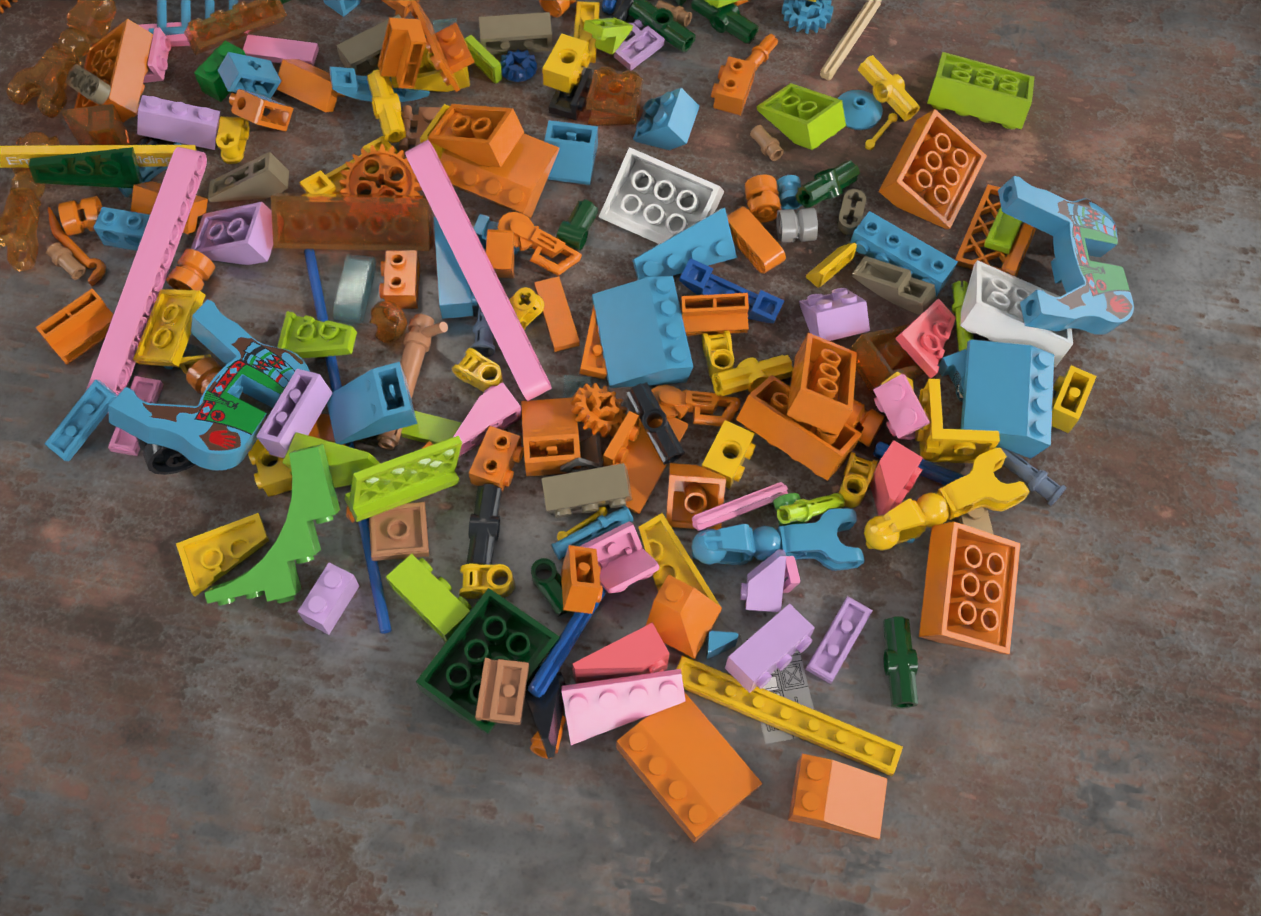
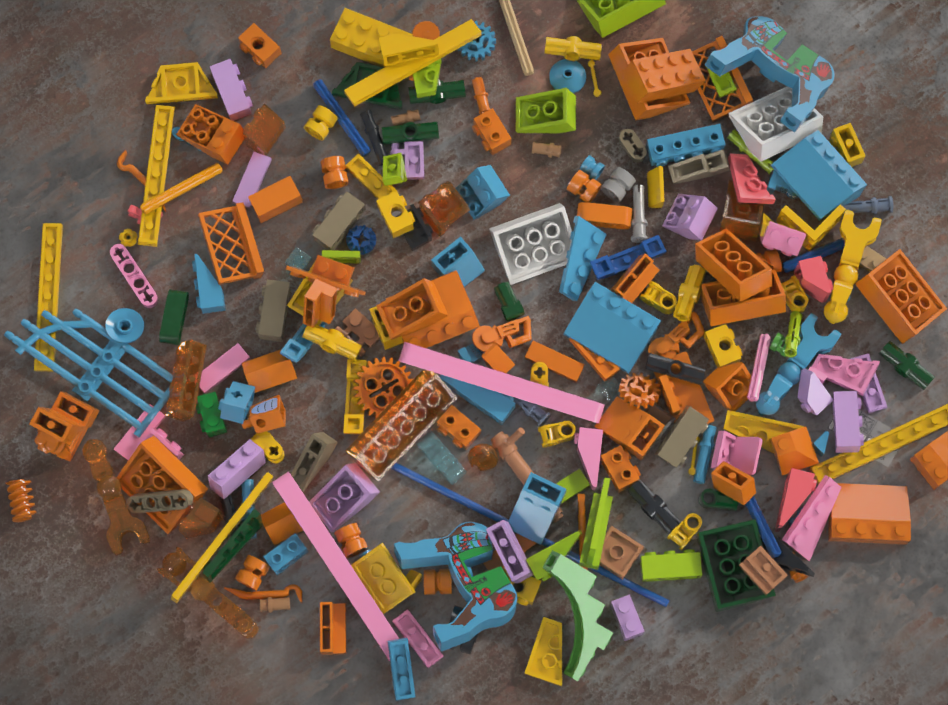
camera: 45 degrees left, 10 degrees up
(316, 338) = (456, 506): lime wing -> none
(779, 275) = (638, 222): none -> light grey pin
(826, 603) = (847, 373): none -> bright pink wing
(827, 184) = (608, 144): dark green piece -> none
(947, 171) = (663, 75): none -> orange brick

